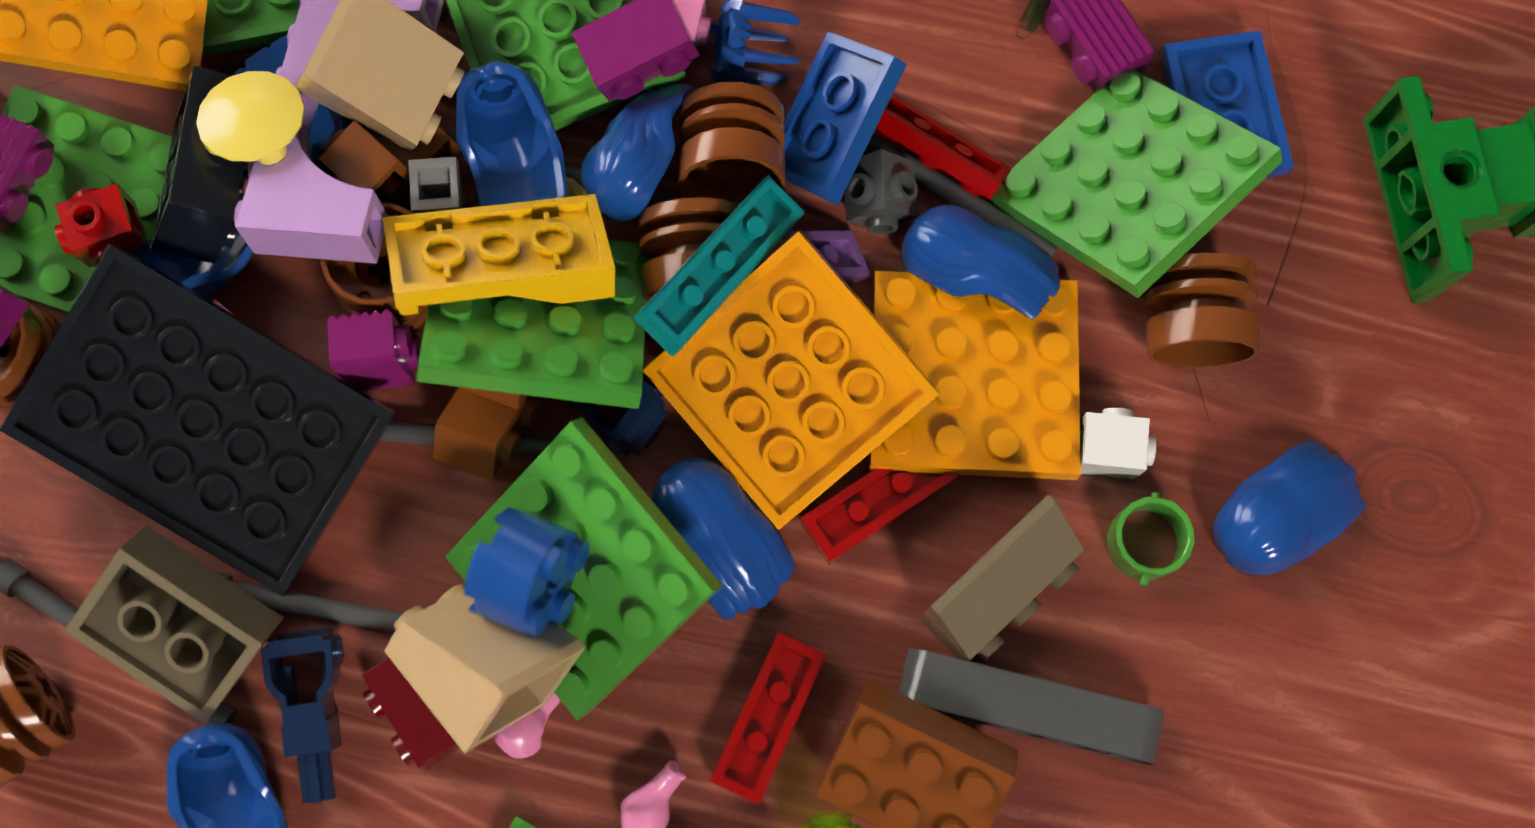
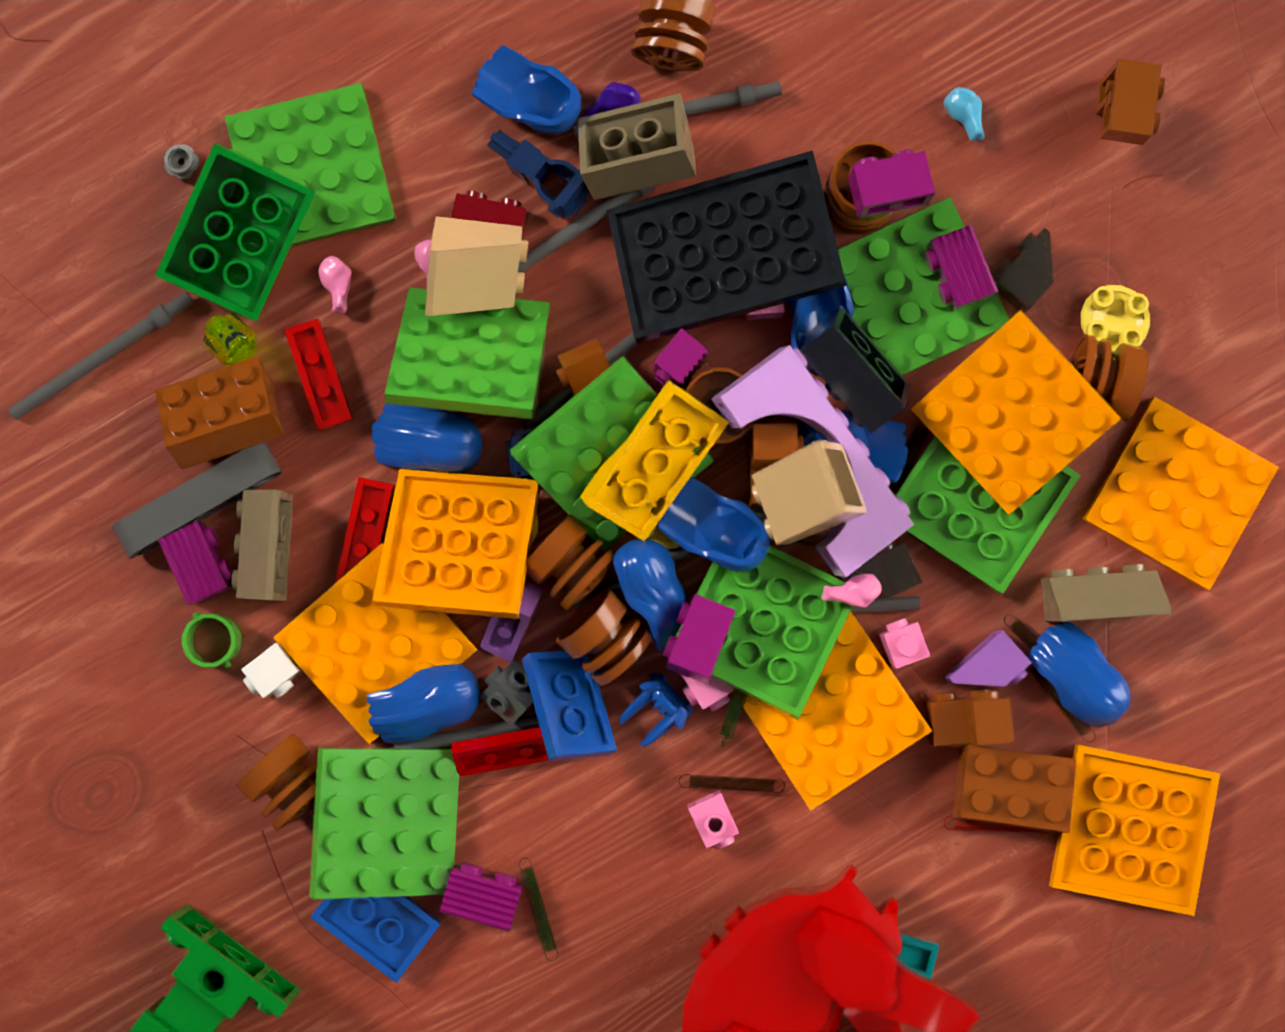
camera: 140 degrees right, 10 degrees up
(98, 219) = (866, 299): red brick -> none
(146, 710) = (613, 97): none -> dark purple animal
(251, 117) = (843, 407): light yellow dish -> none
(436, 185) = (727, 468): light grey leg -> none
(525, 573) = (482, 319): blue brick -> none
(719, 266) = (541, 561): teal tile -> none
(1092, 635) = (197, 562): none -> magenta brick
(1288, 510) = (155, 723): blue hair -> none

